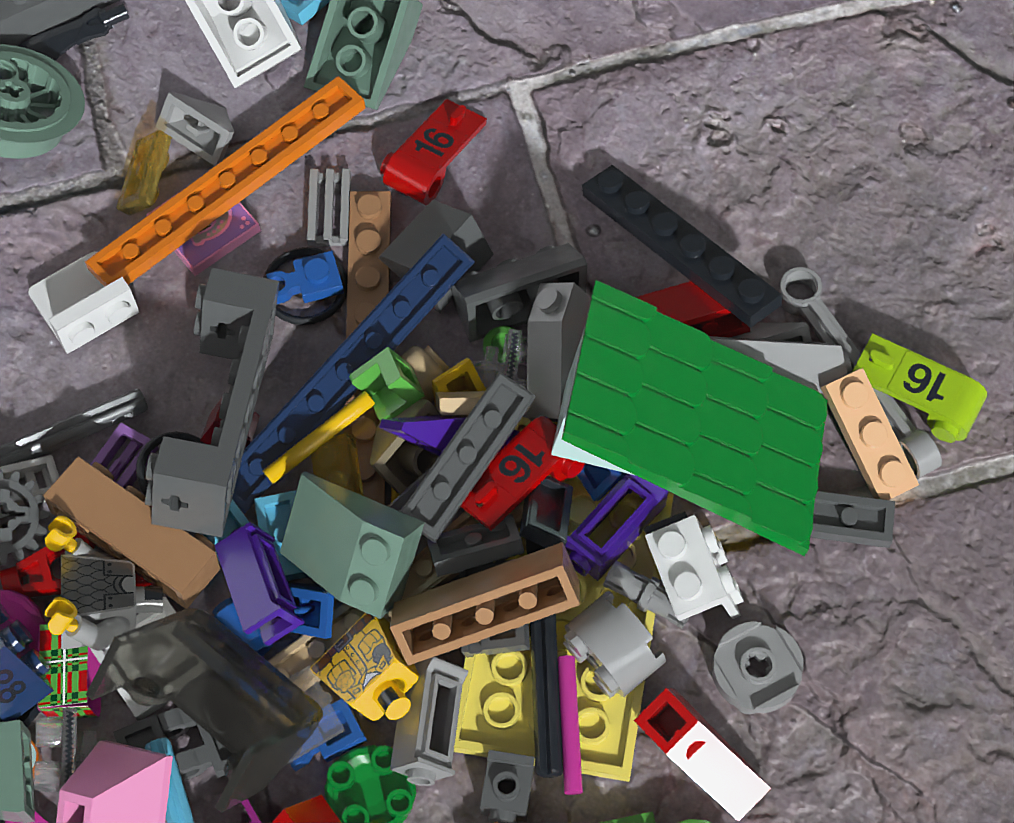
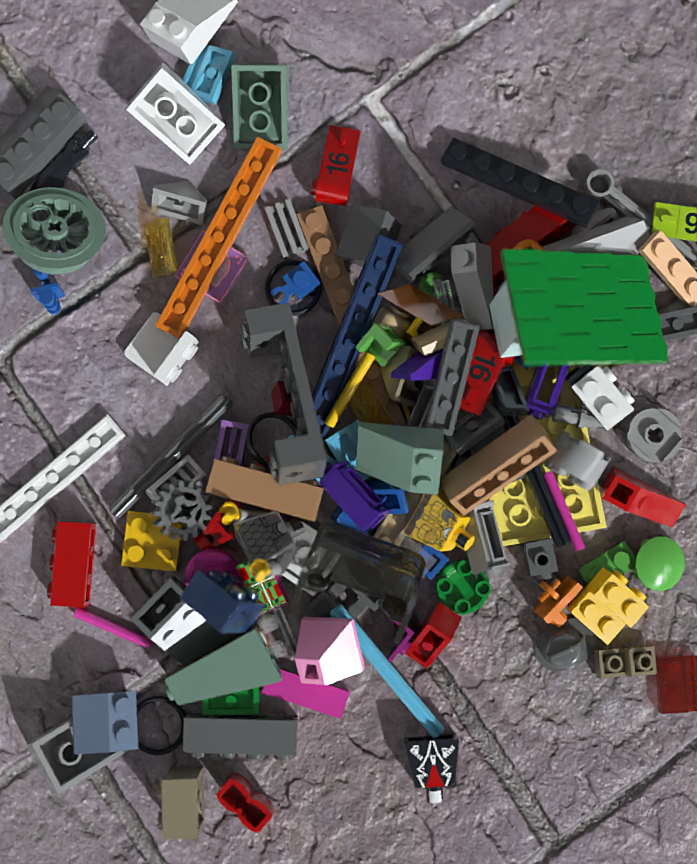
camera: 25 degrees left, 20 degrees up
(465, 348) = (420, 304): none -> dark orange sticker

